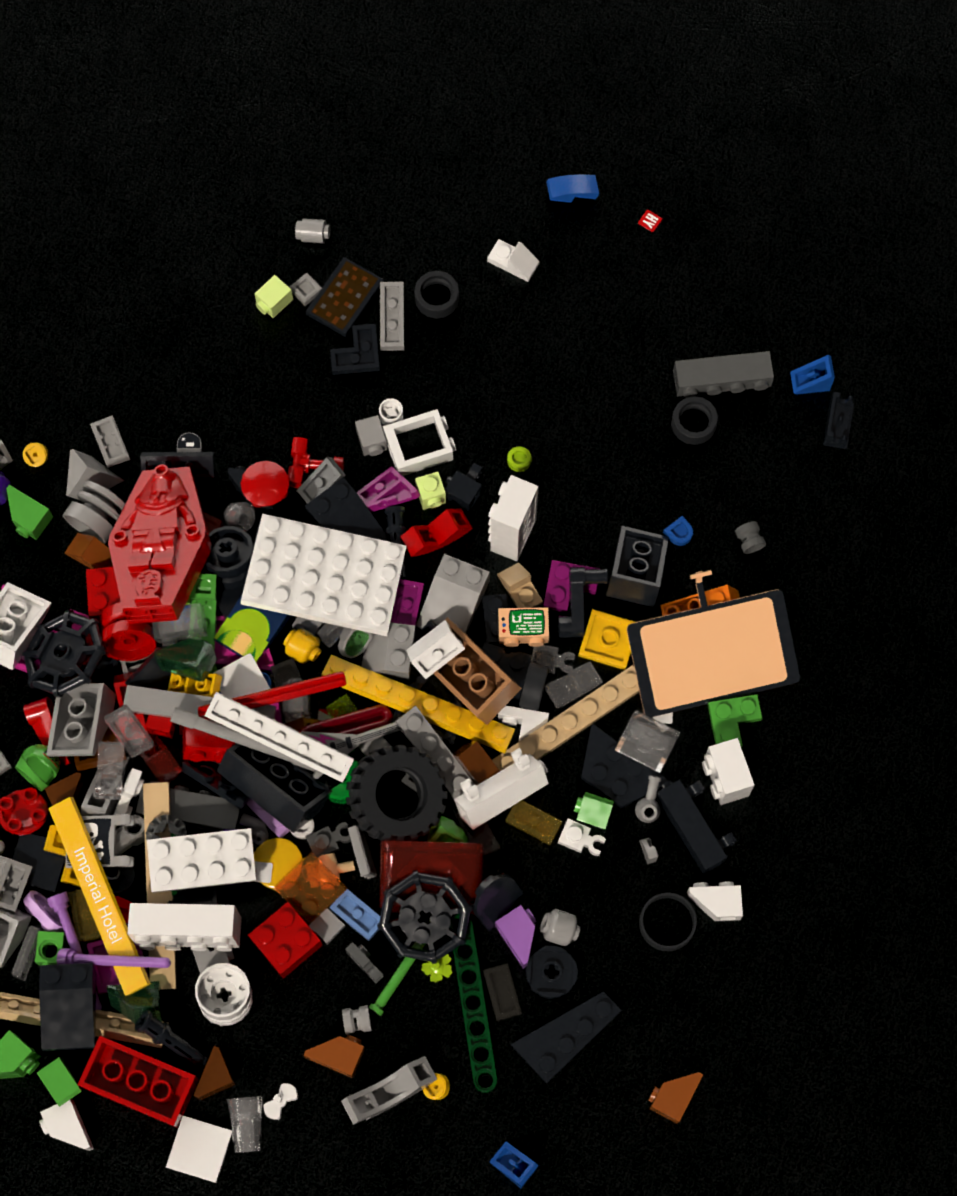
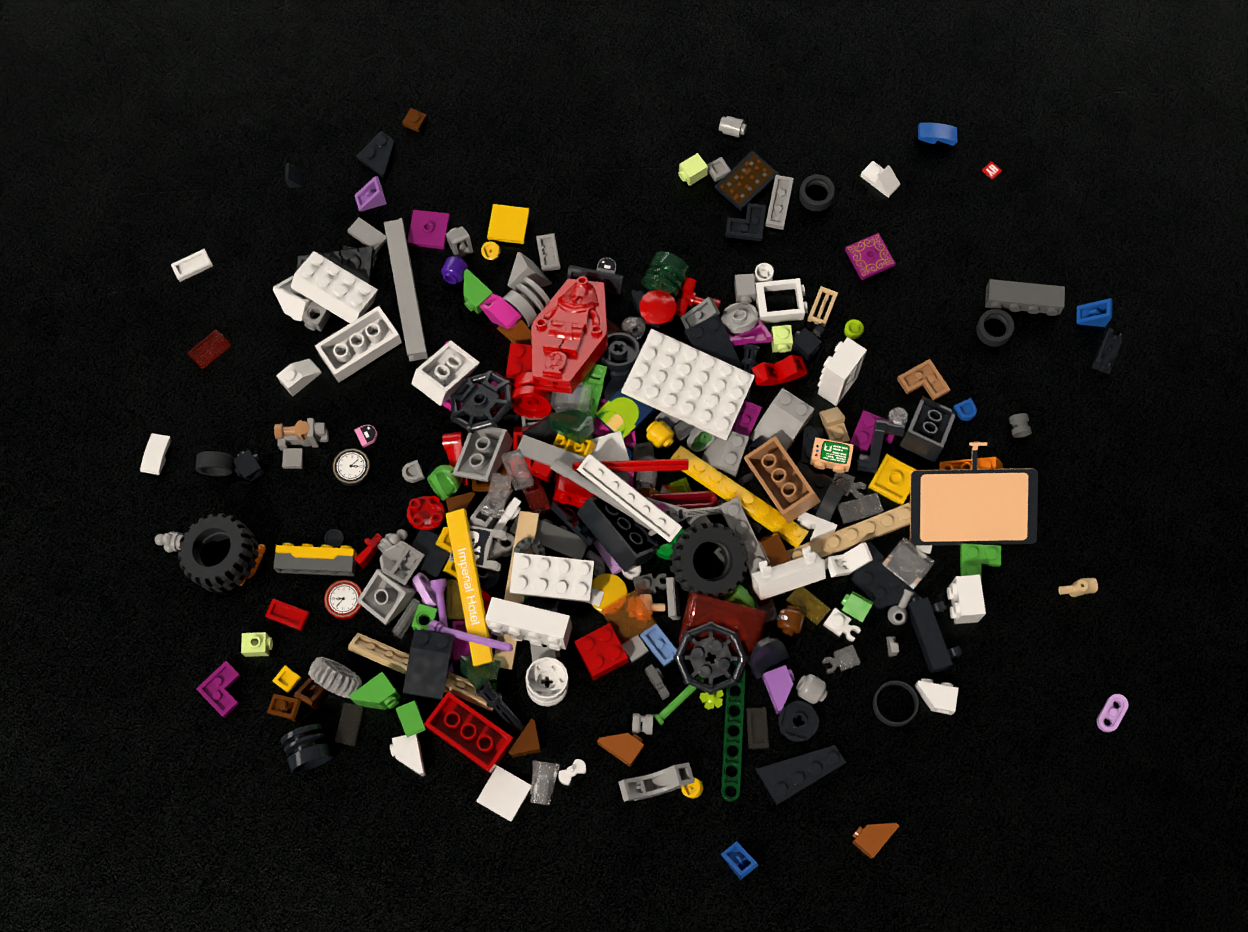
camera: 15 degrees right, 0 degrees up
(50, 415) = (508, 224): none -> yellow tile
(64, 531) = (500, 311): none -> dark pink slope
(267, 439) = (666, 273): none -> clear green wheel
(372, 475) = (739, 317): none -> light grey tile
(435, 649) = (760, 458): white panel -> none
(471, 457) = (816, 320): none -> tan tile
(516, 847) = (790, 620): none -> reddish brown head
(520, 362) = (870, 256): none -> magenta plate
(572, 756) = (850, 561): none -> white bracket
(593, 880) = (844, 658): none -> clear plate
(597, 558) = (898, 416): none -> clear plate
(620, 499) = (926, 376): none -> medium nougat plate
(864, 725) = (1080, 587): none -> tan piece
(934, 874) = (1111, 713): none -> lavender plate

